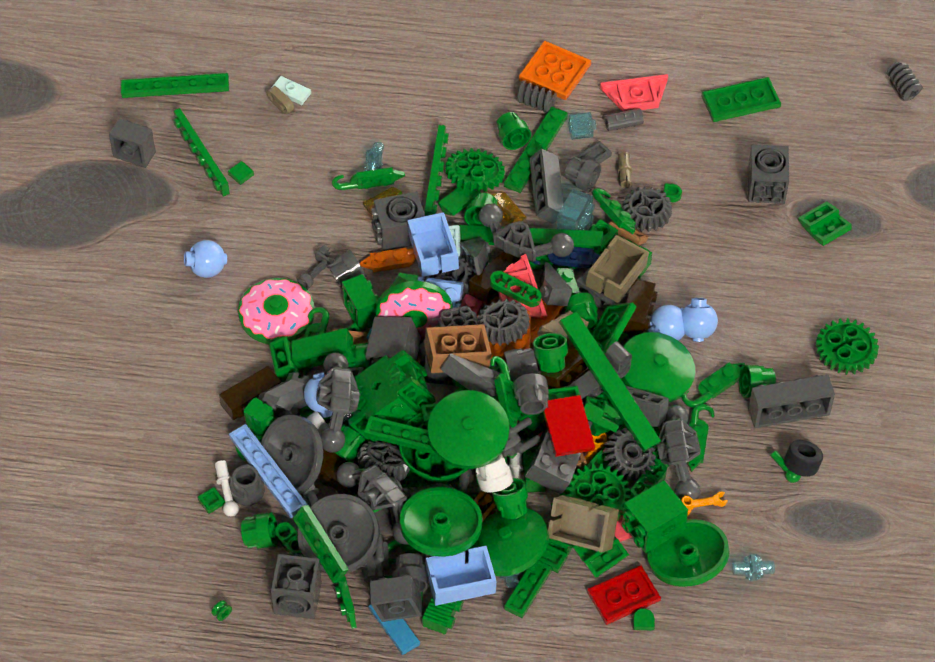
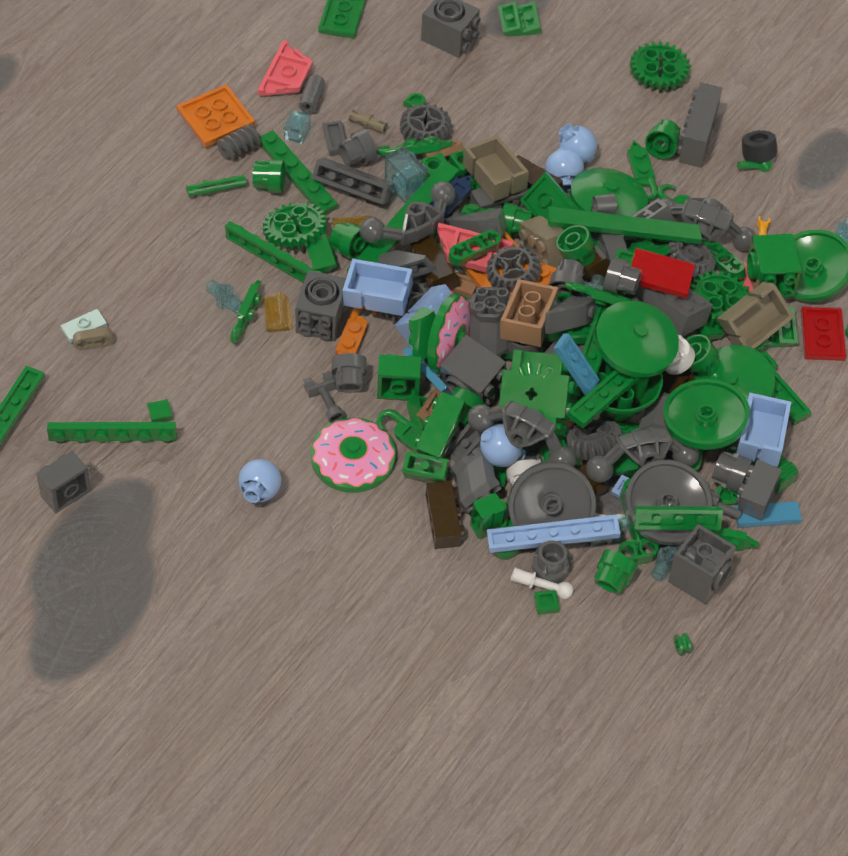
camera: 65 degrees left, 0 degrees up
(413, 396) = (576, 363): none -> dark azure tile
(468, 92) = (194, 189): none -> green pin

